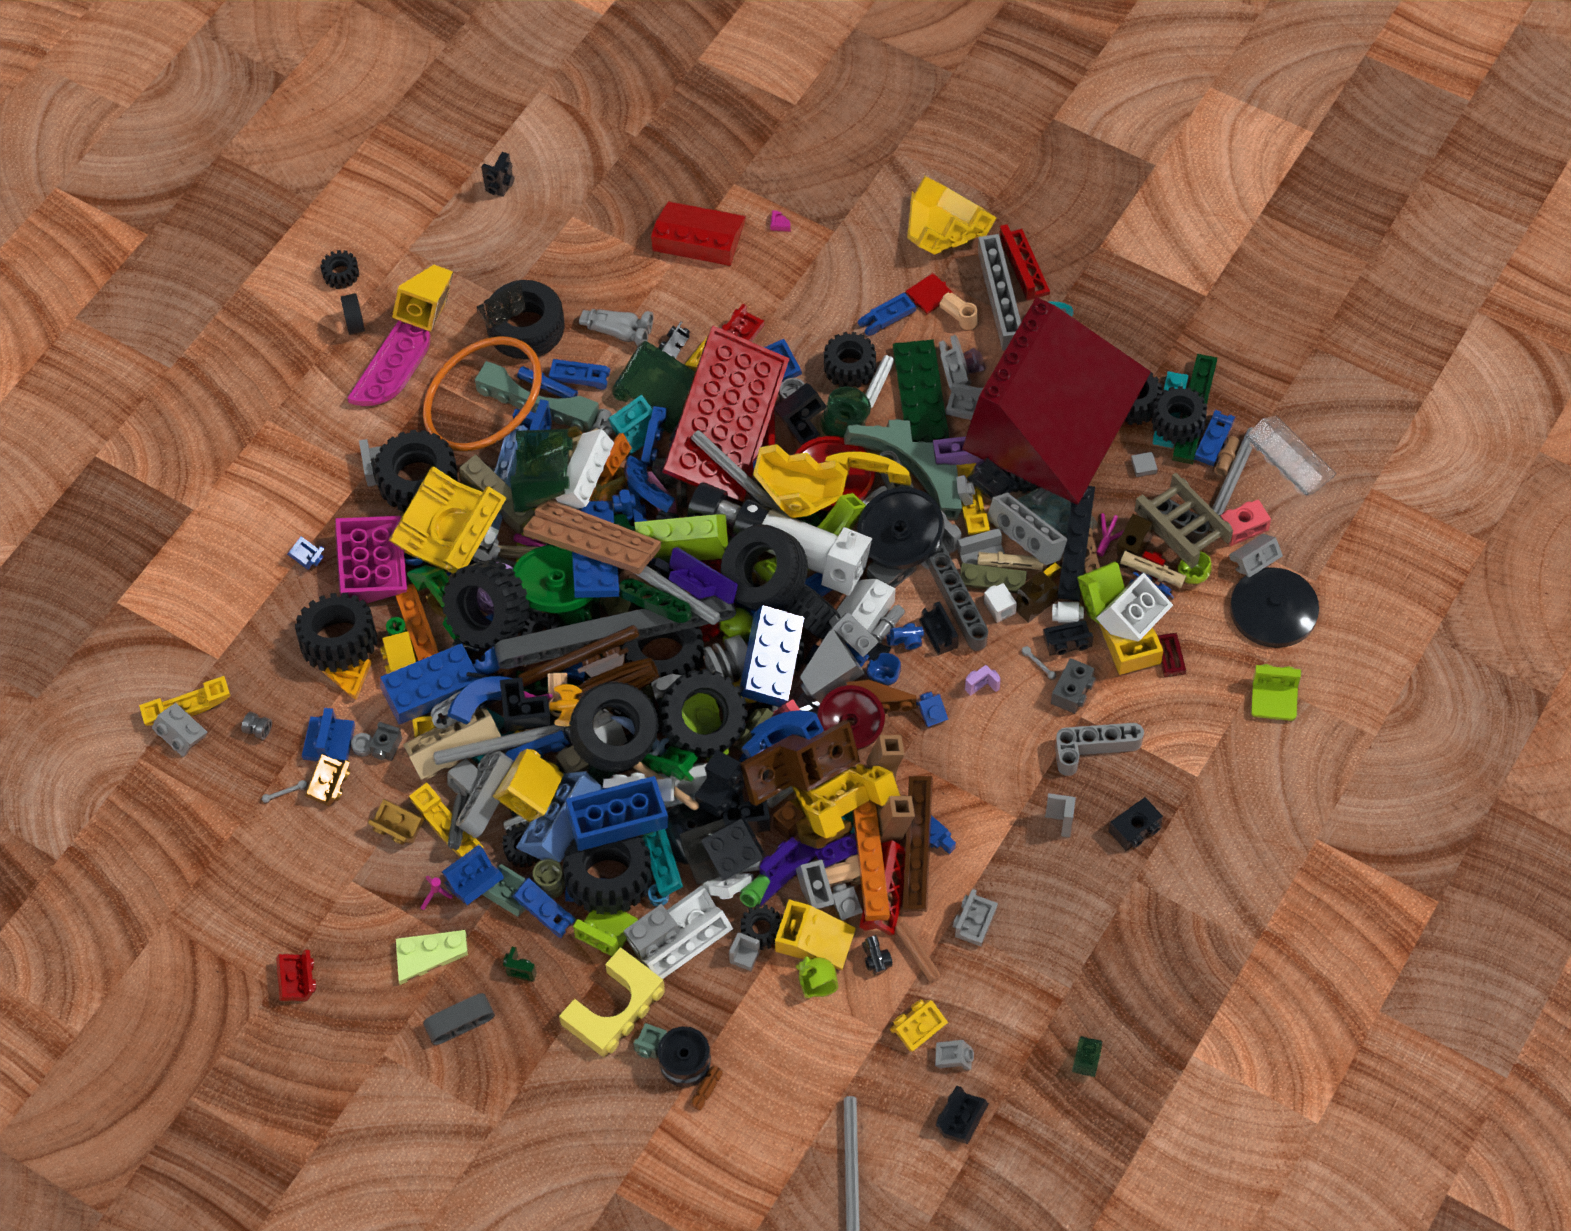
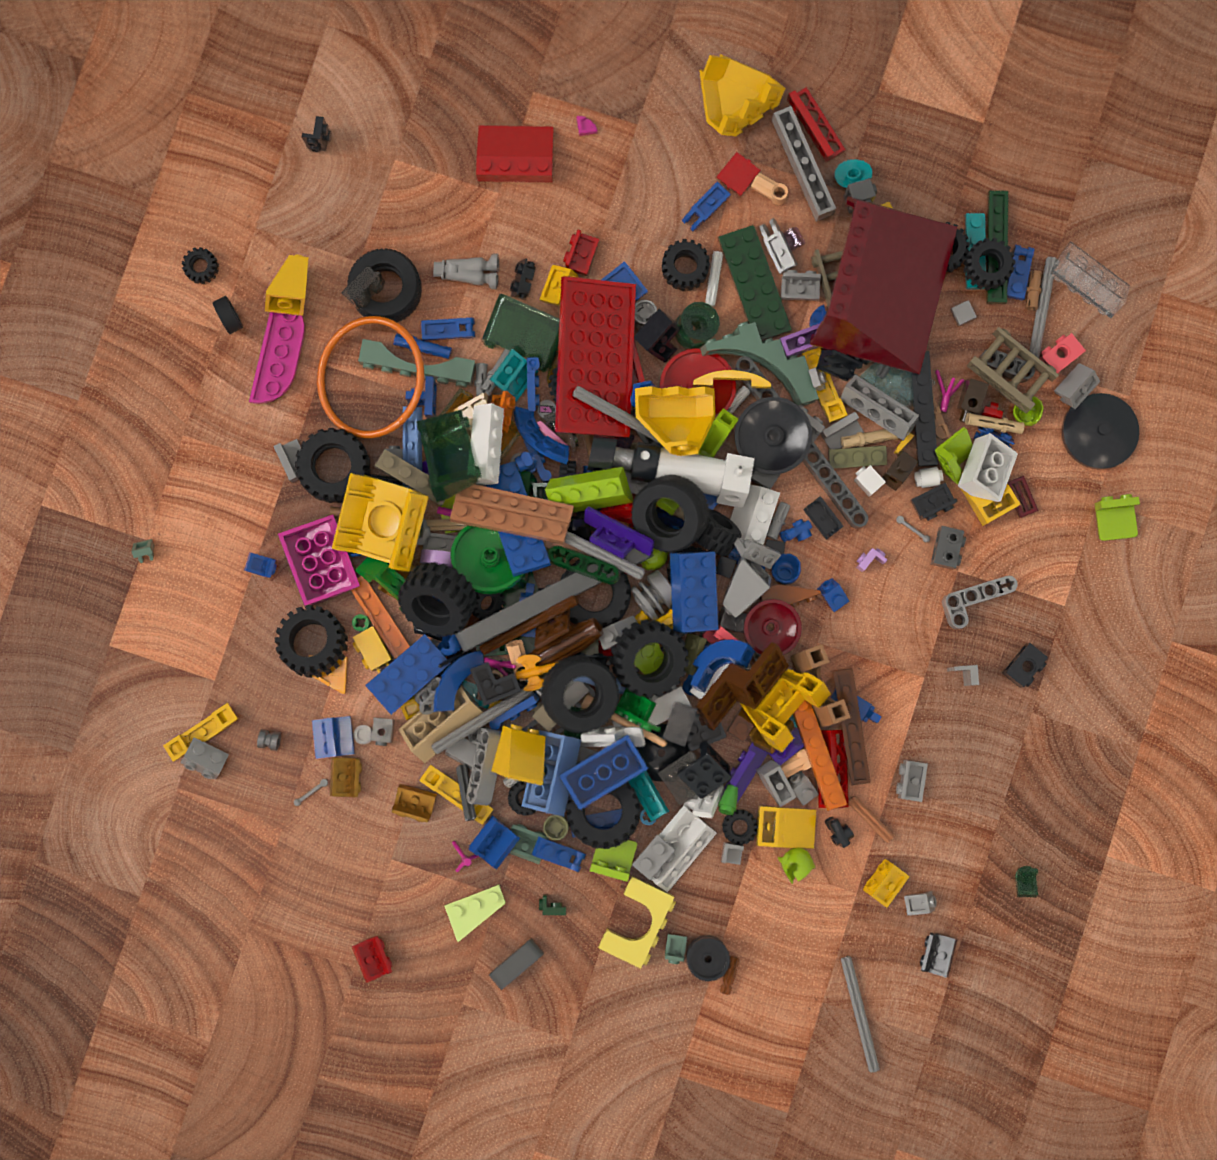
camera: 15 degrees left, 25 degrees up
(187, 513) = (143, 548): none -> sand green tile

